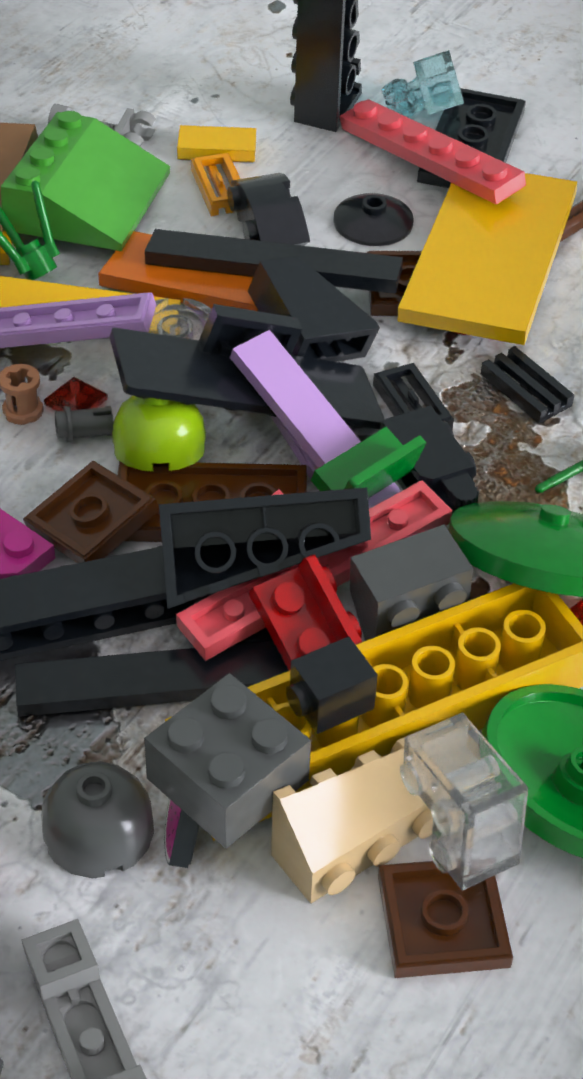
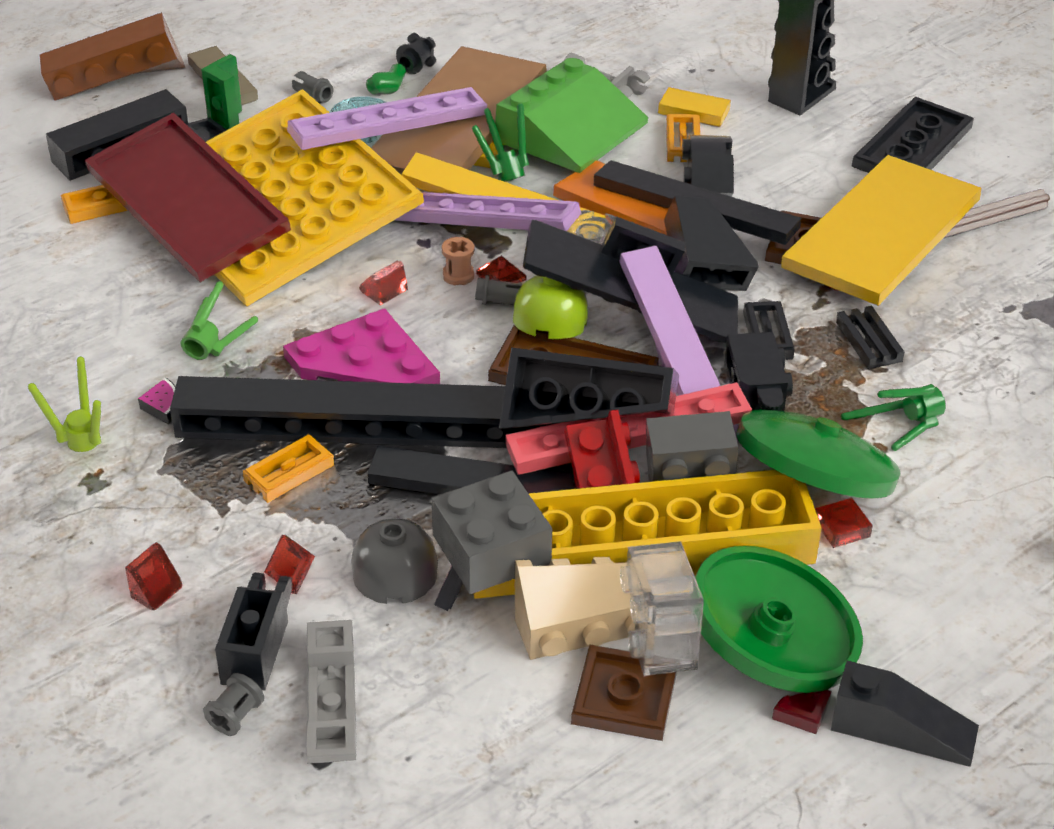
camera: 20 degrees right, 5 degrees down
(91, 514) = (473, 355): reddish brown tile -> none
(331, 685) = (591, 502): black brick -> none
(370, 464) = (702, 363): green panel -> none
(373, 219) = (800, 188): black dish -> none
(432, 89) = (894, 92): clear light blue brick -> none
(433, 151) = (868, 142): coral plate -> none

